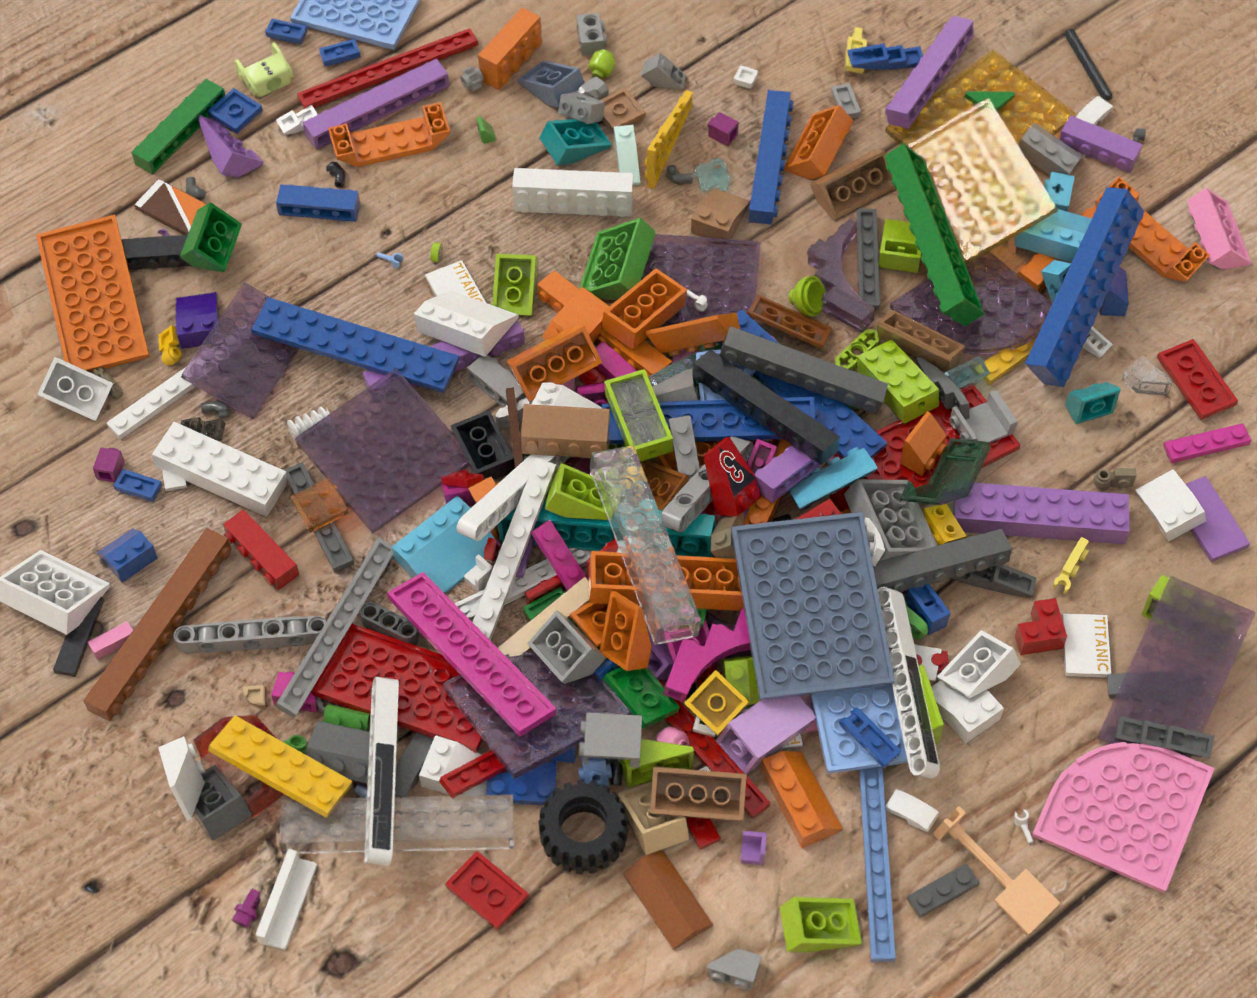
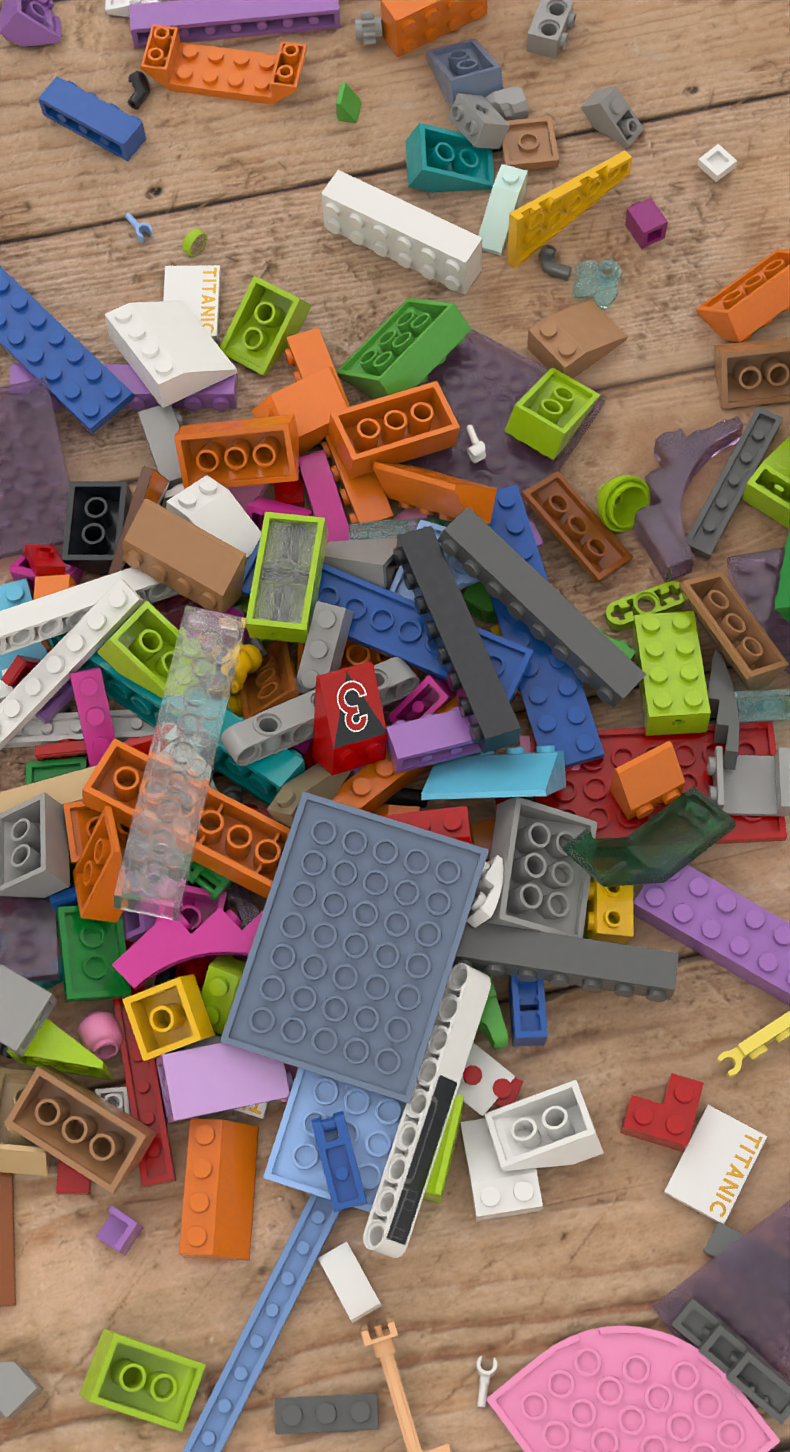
camera: 30 degrees right, 10 degrees up
(602, 64) = (541, 72): lime head -> none
(734, 262) = (551, 413): none -> lime slope
(769, 157) = (685, 286): blue brick -> none
(1002, 580) = (659, 1021): dark grey slope -> none

